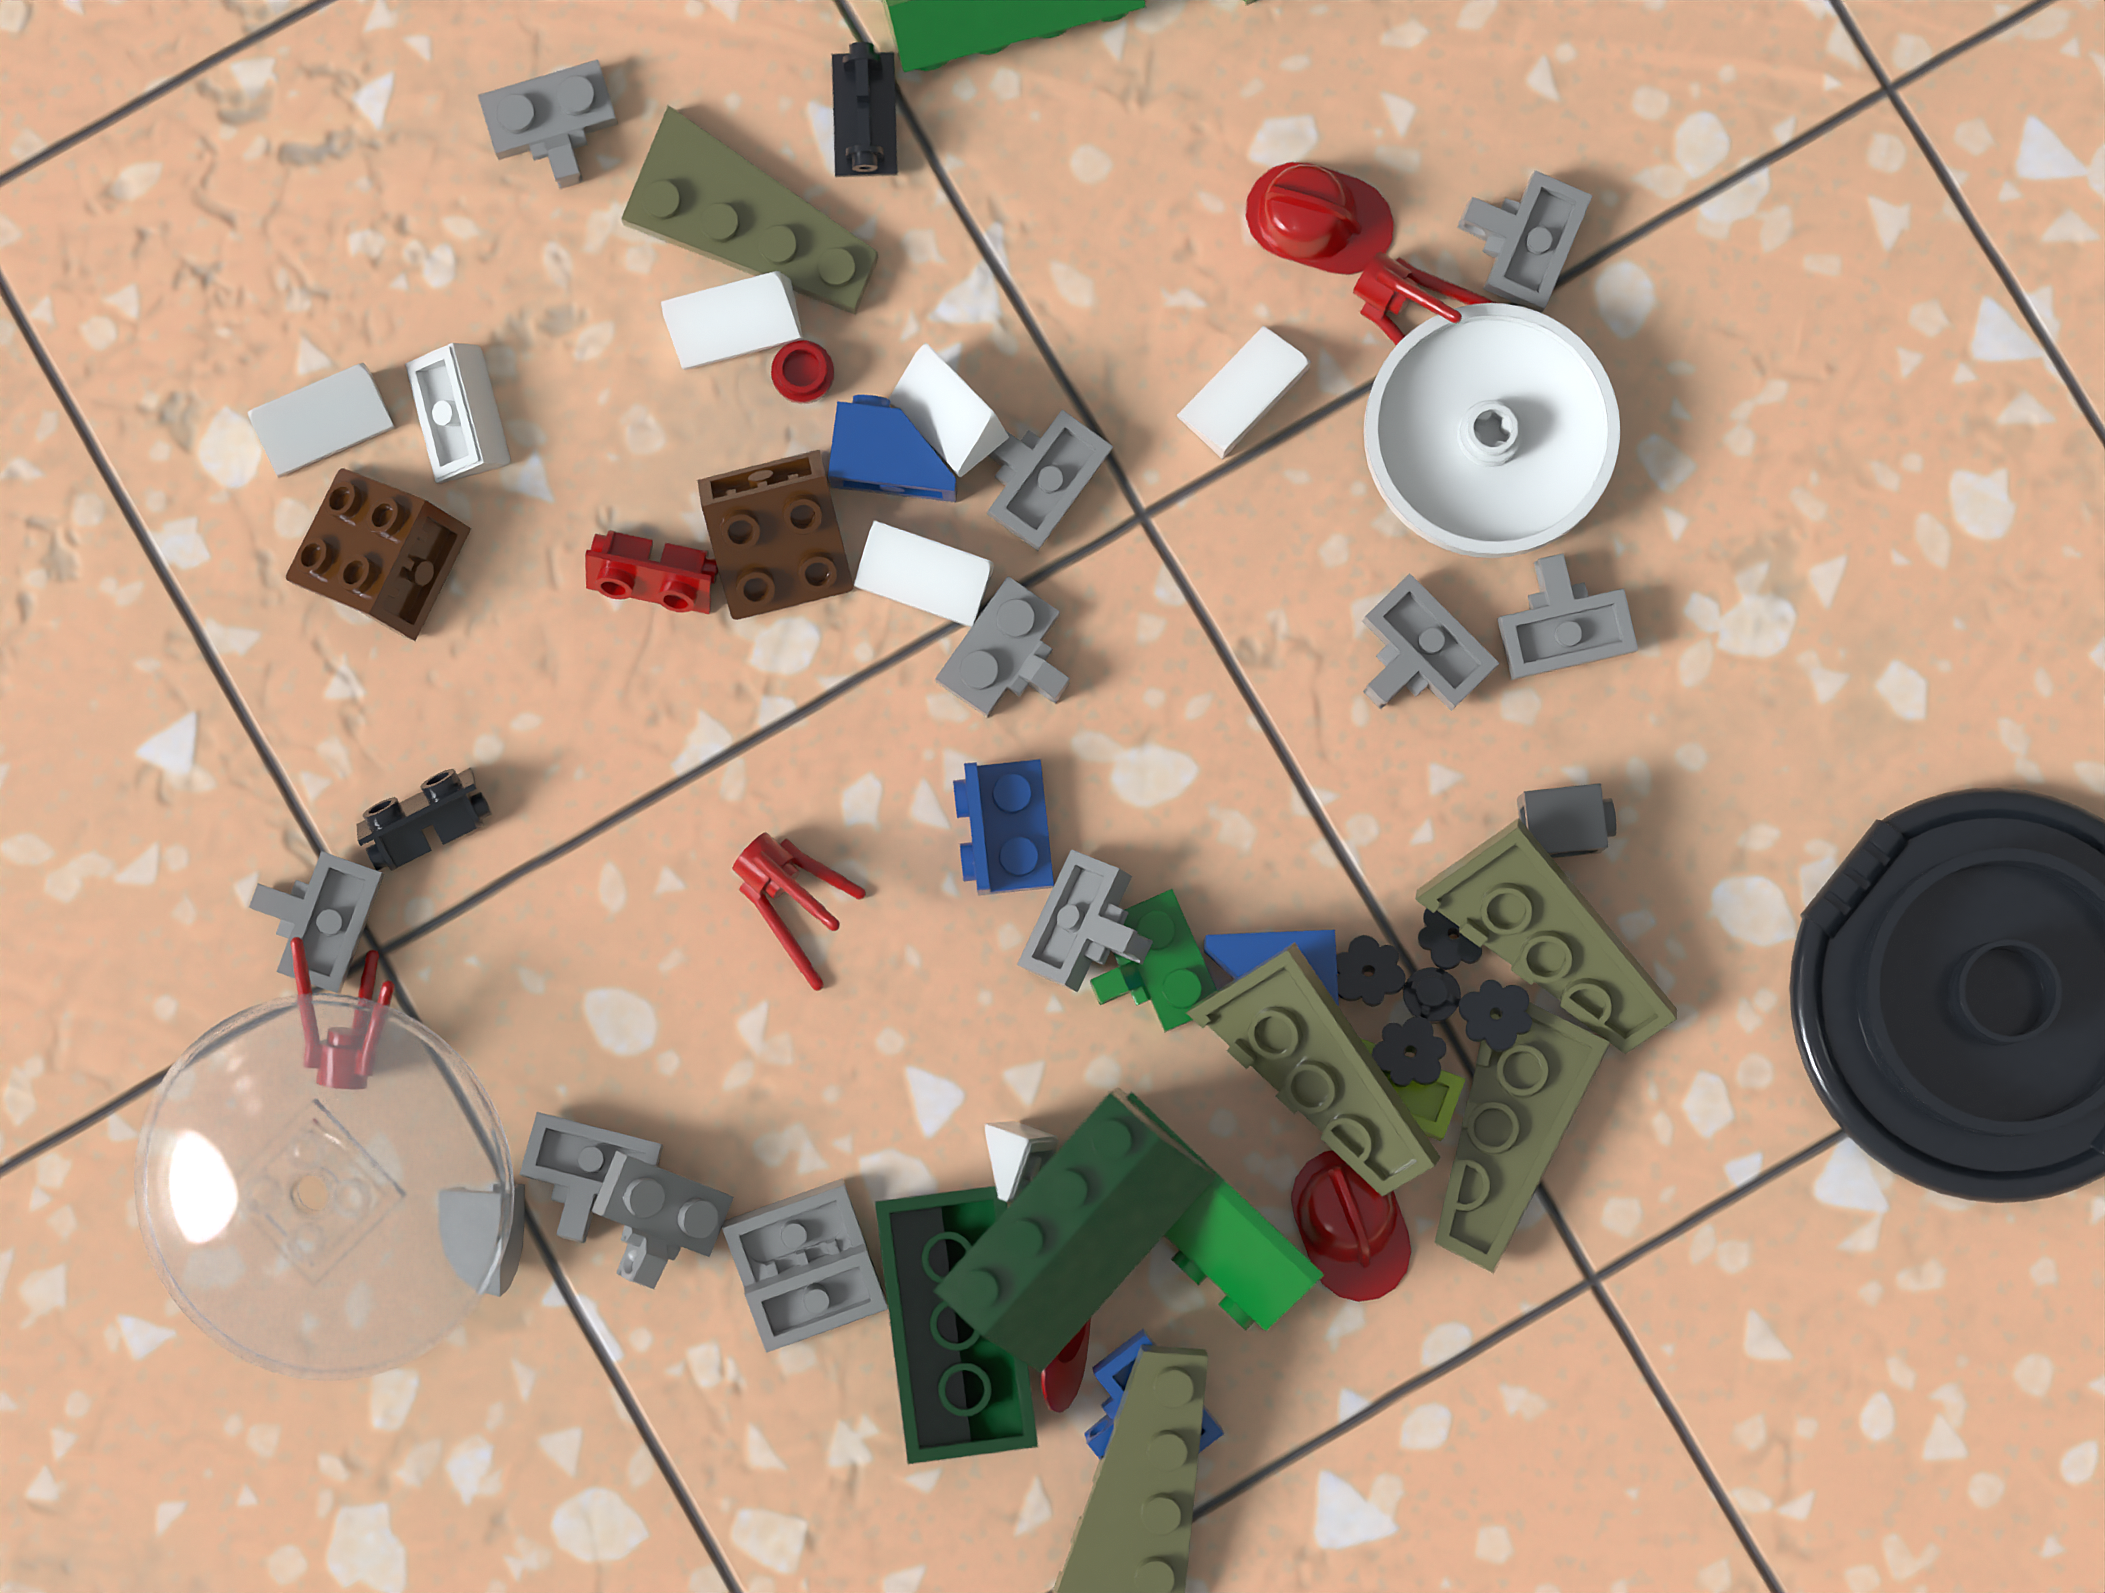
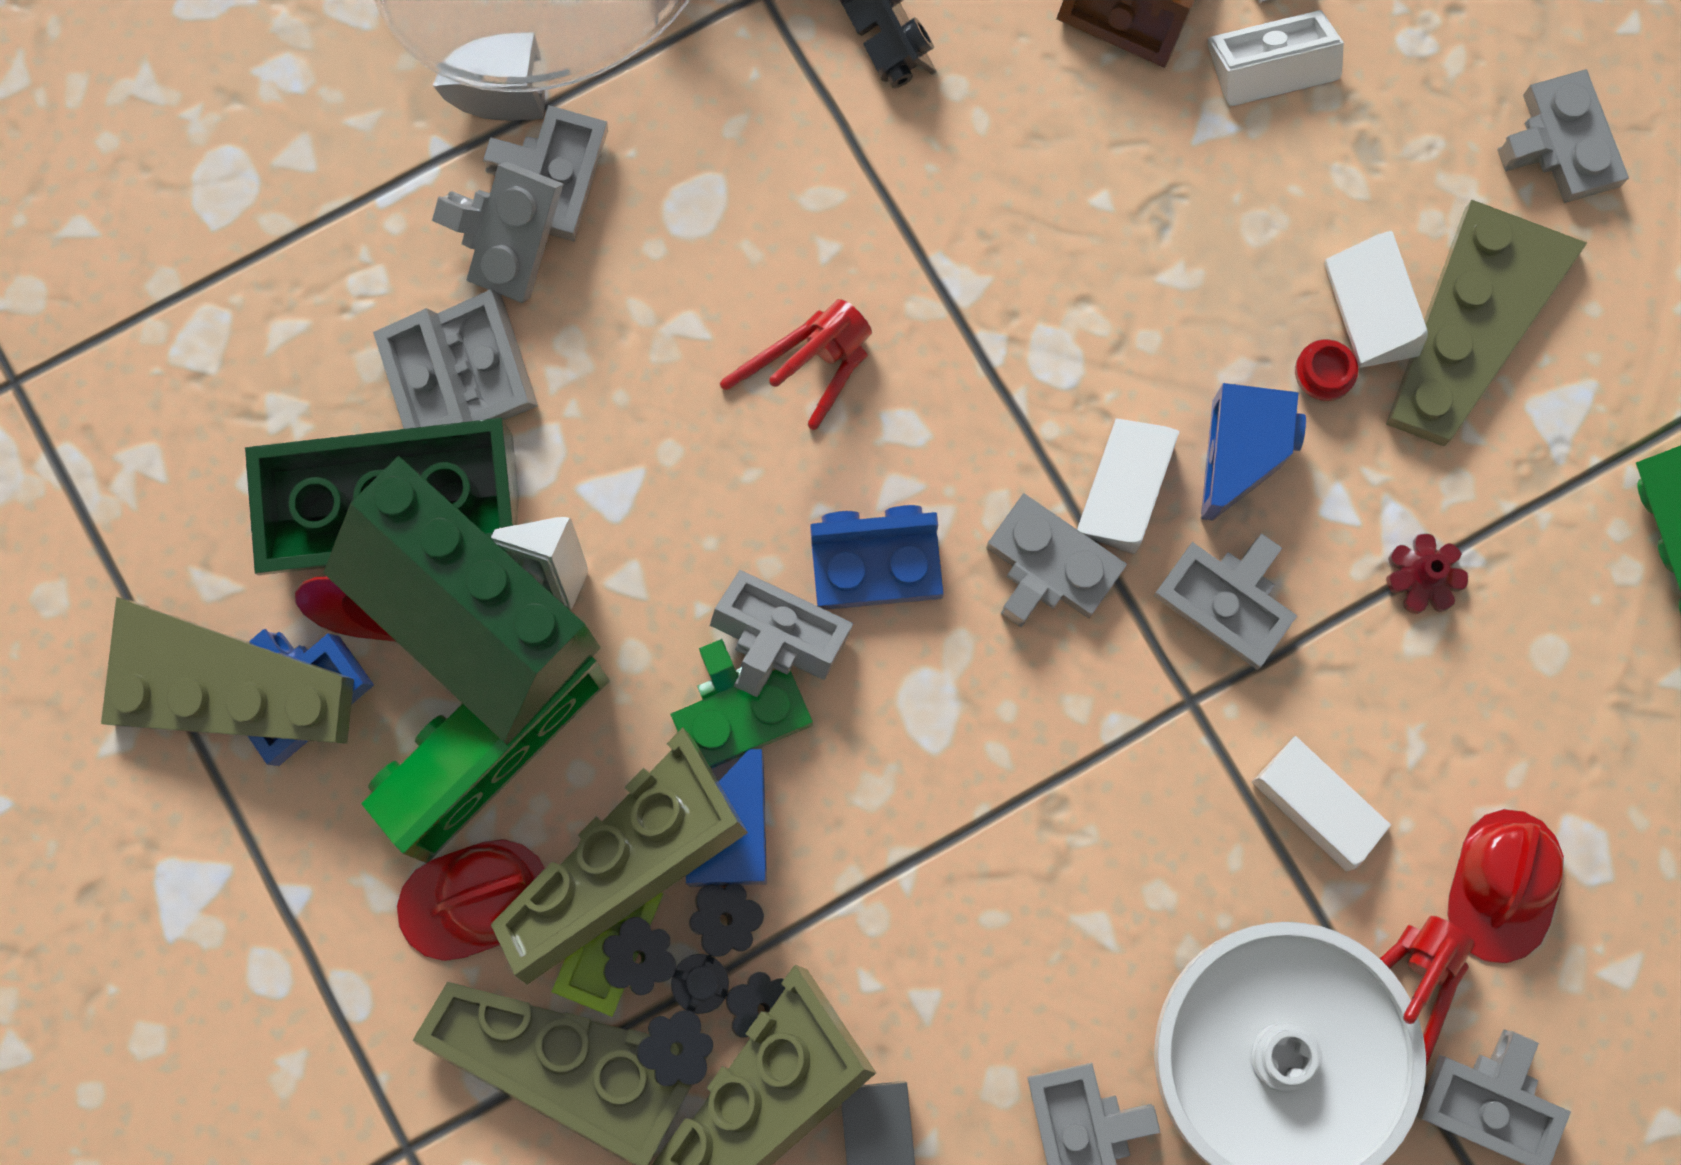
camera: 90 degrees right, 5 degrees down
(622, 570) = (1128, 202): red hinge -> none
(775, 535) = (1162, 339): reddish brown bracket -> none
(864, 112) = (1591, 430): black hinge -> none
(947, 412) = (1290, 502): white slope -> none
(1008, 290) = (1426, 574): none -> dark red plant
(1424, 648) = (1058, 983): light grey hinge -> none

